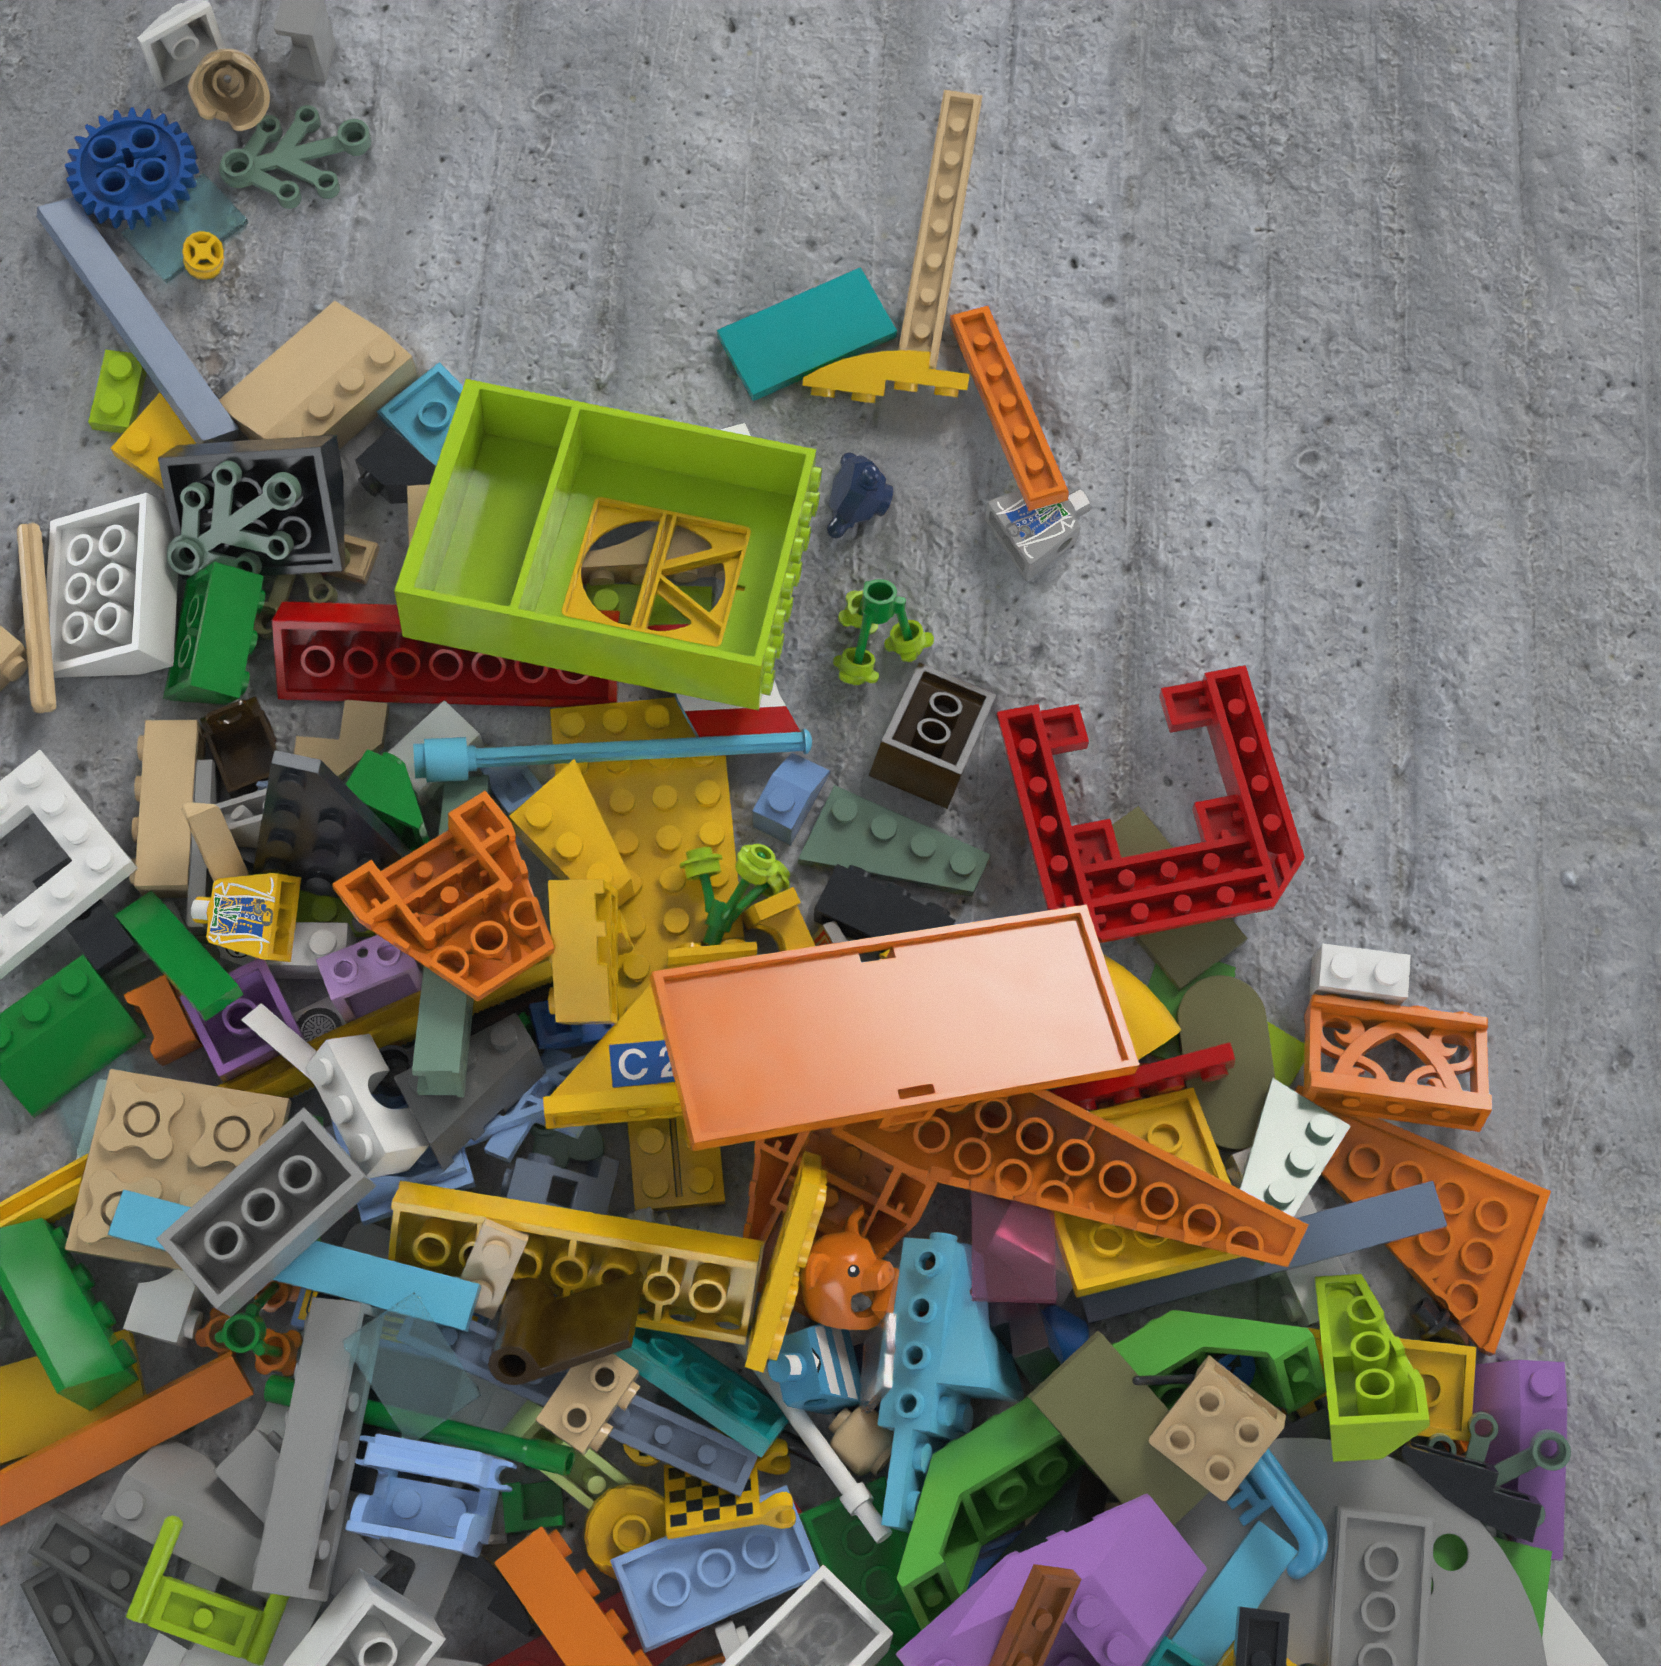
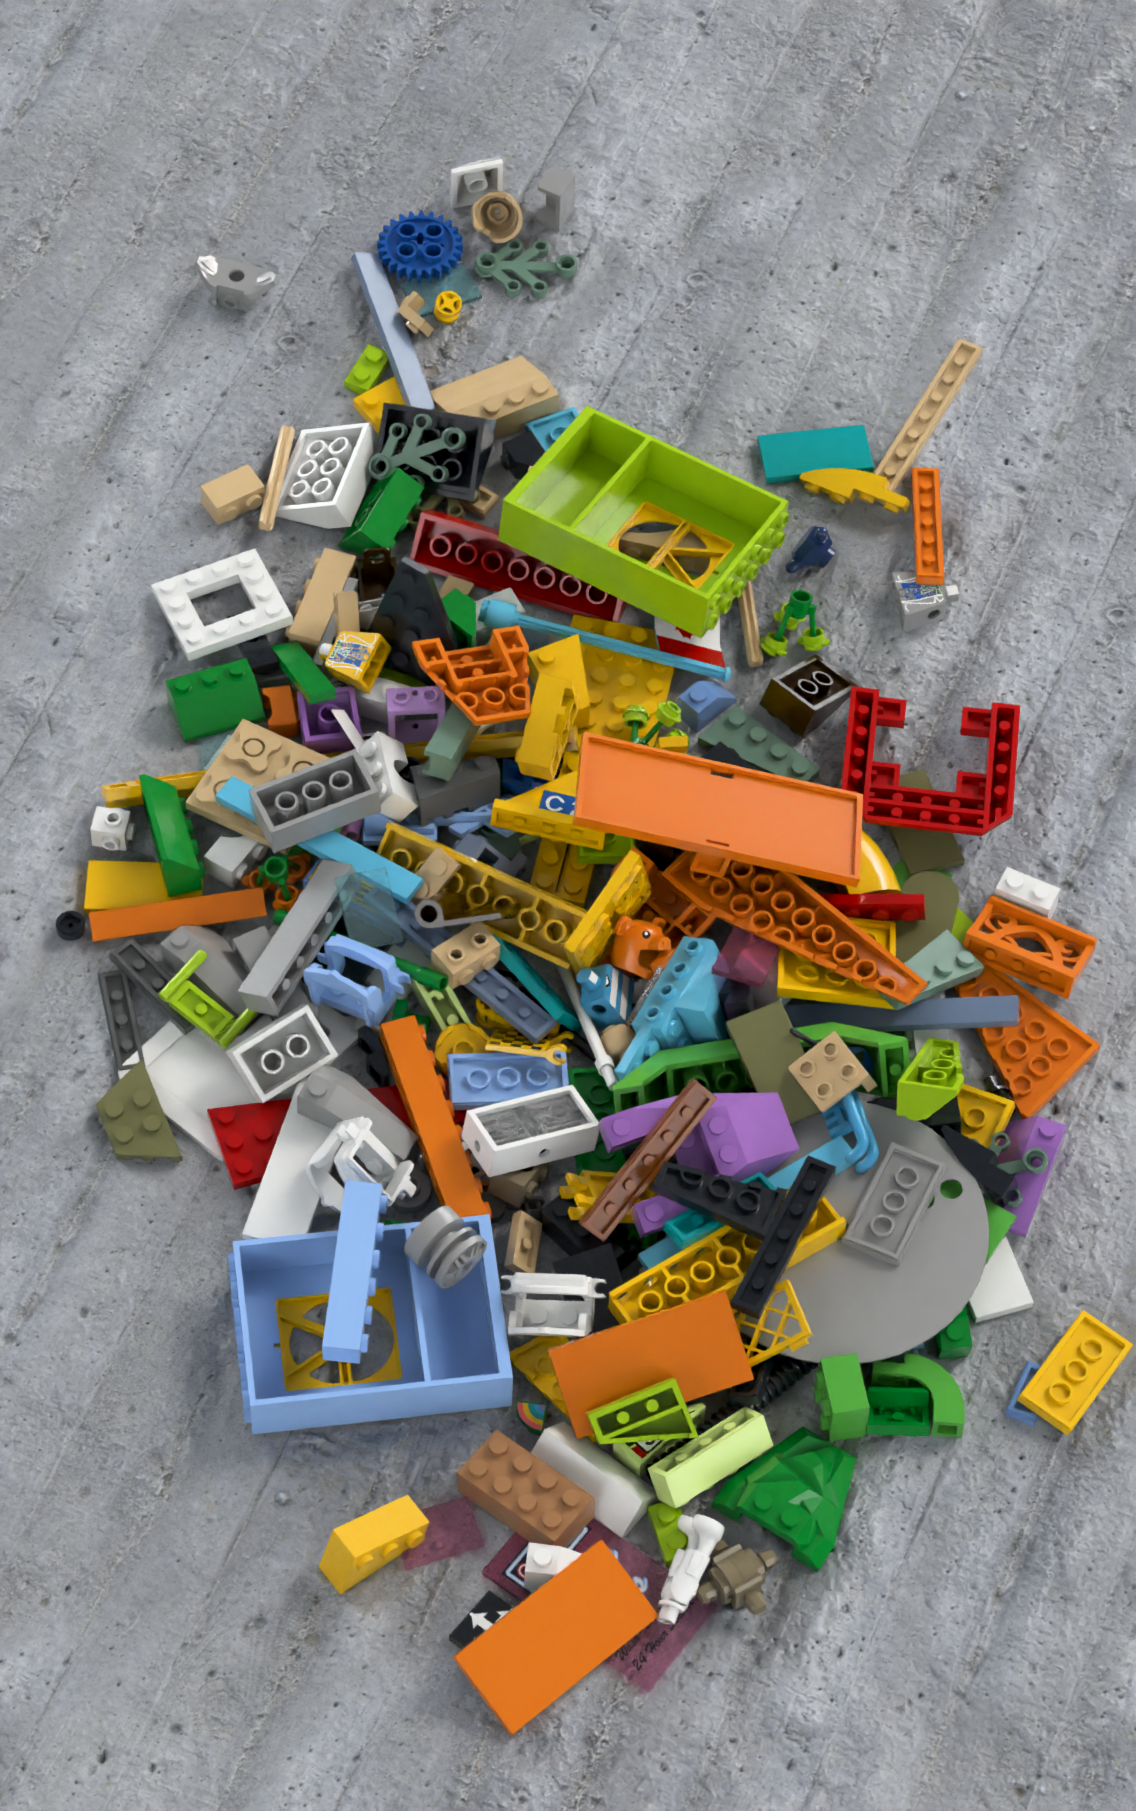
camera: 20 degrees right, 15 degrees down
(147, 279) = (409, 308): none -> tan bracket
(816, 657) = (750, 627): none -> tan axle

